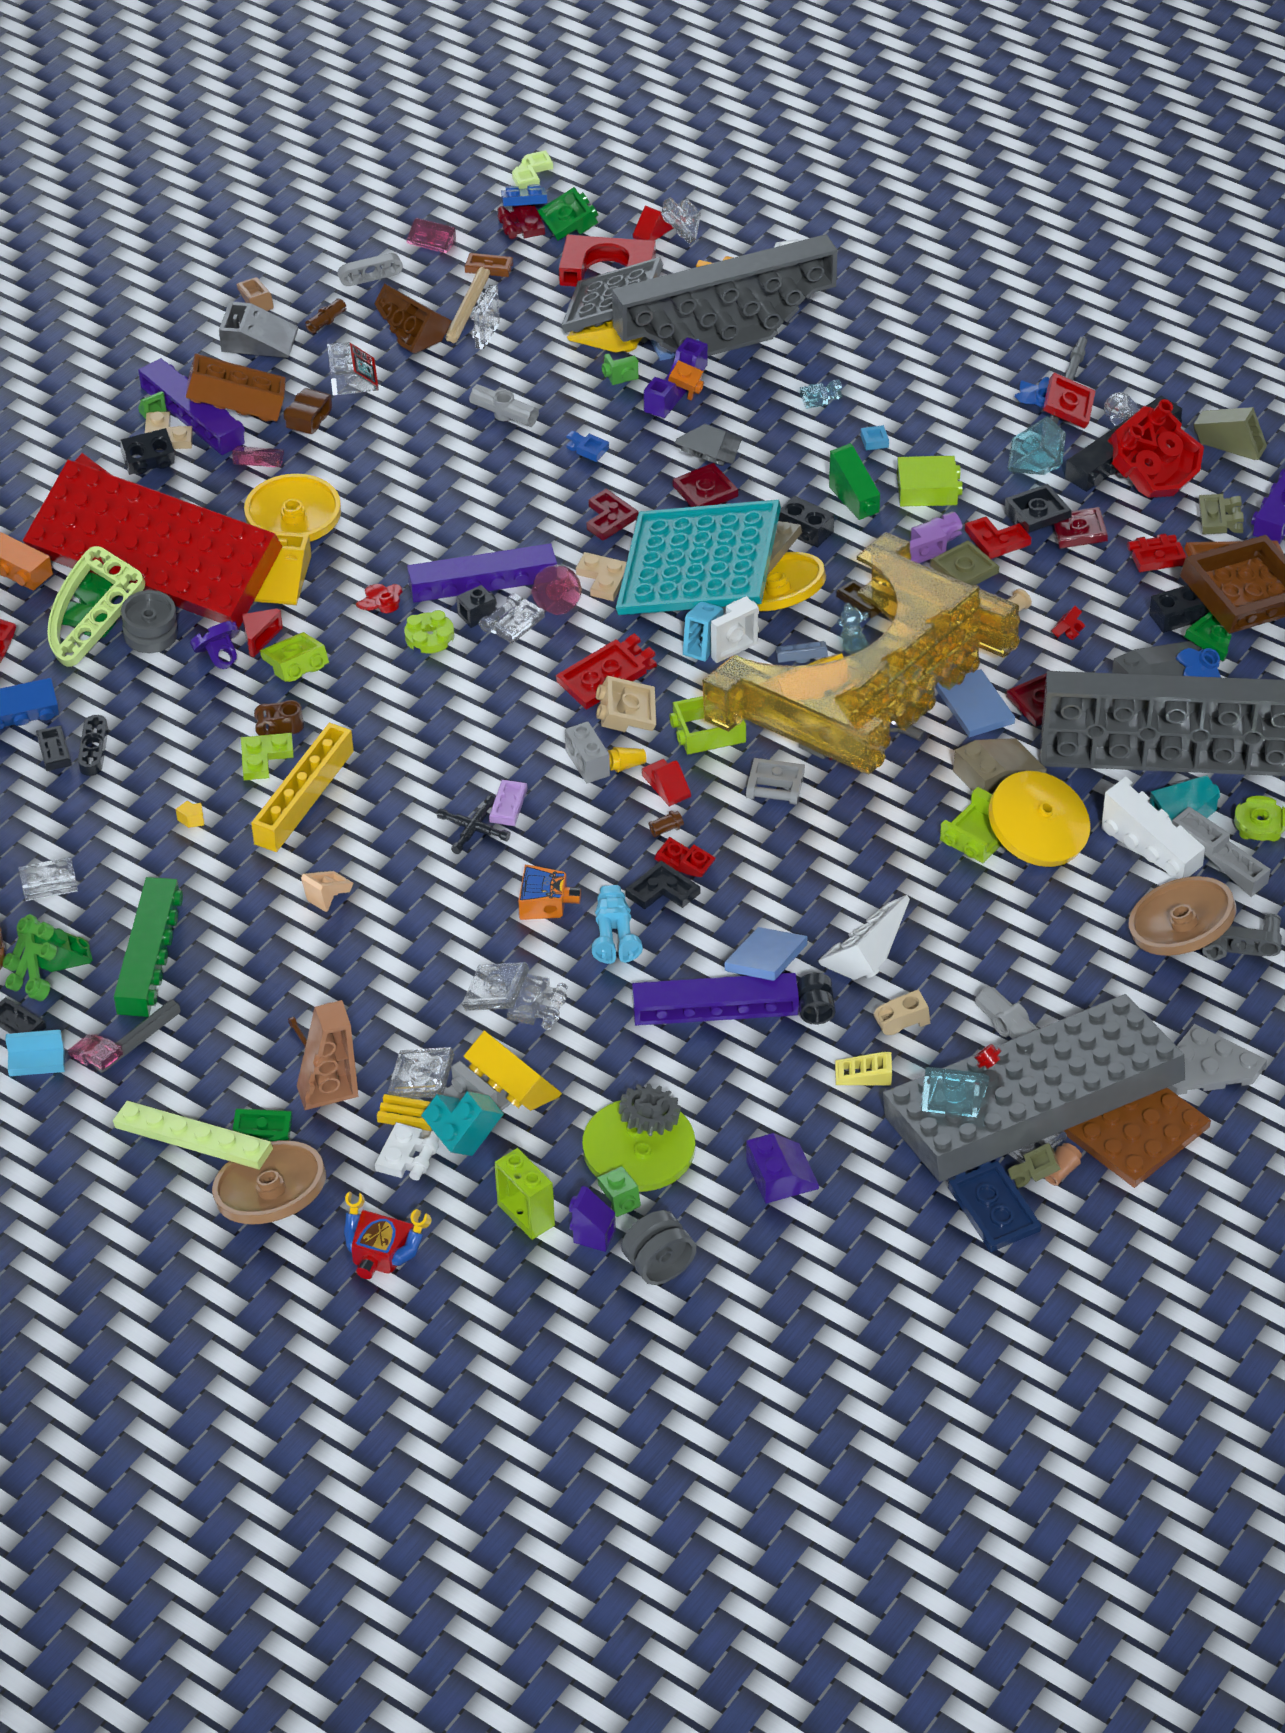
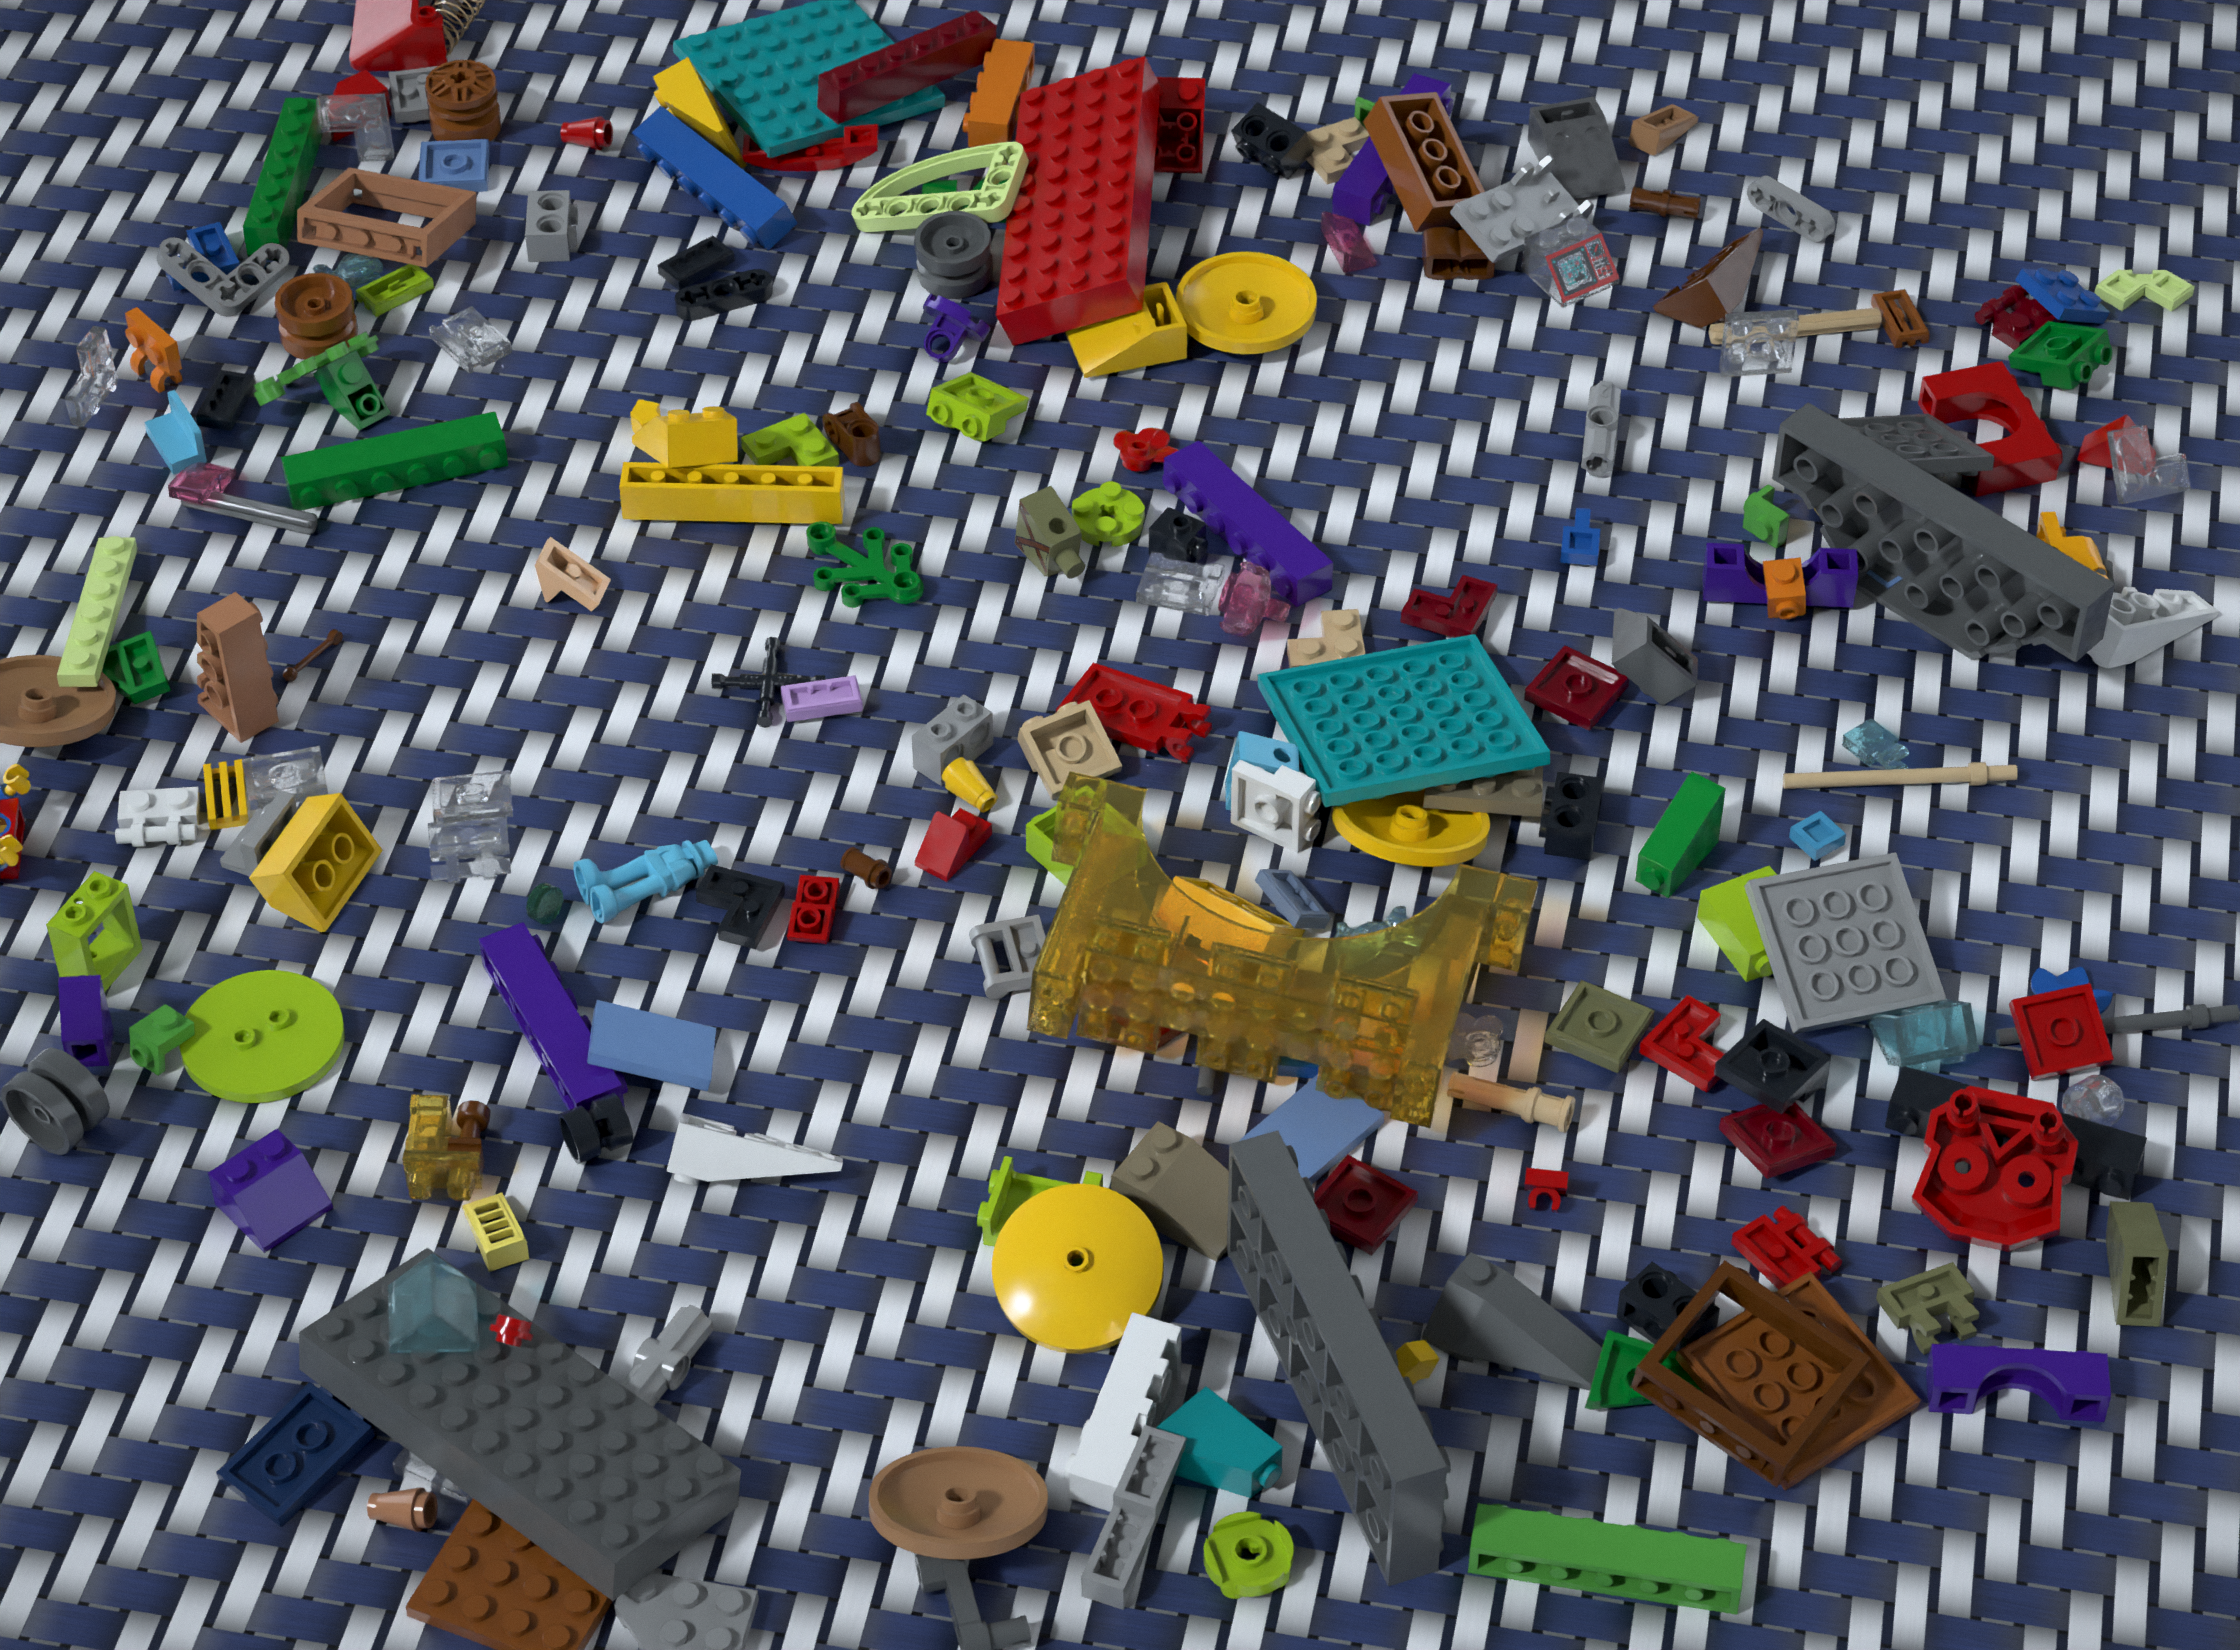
camera: 65 degrees right, 0 degrees up
(251, 786) = (690, 438): none -> yellow slope
(261, 628) = (1006, 358): red slope -> none
(302, 367) = (1517, 209): none -> light grey hinge
(428, 741) = (901, 587): none -> green plant
(431, 235) = (1912, 243): clear pink slope -> none
(443, 656) = (1049, 534): none -> olive torso
(462, 1123) = (201, 836): teal brick -> none
(545, 893) = (663, 787): torso -> none
(609, 976) = (544, 903): none -> clear green tile
(647, 1109) = (298, 1013): dark grey gear -> none
(793, 1083) = (438, 1159): none -> clear yellow hips
(862, 367) = (1975, 774): none -> tan bar
(902, 1013) = (618, 1237): tan leg -> none
(931, 537) = (1628, 966): medium lavender plate -> none
(971, 449) = (1844, 942): none -> light grey plate
(1037, 1165) = (376, 1473): olive plate -> none
(1200, 663) = (1541, 1379): blue plate -> none

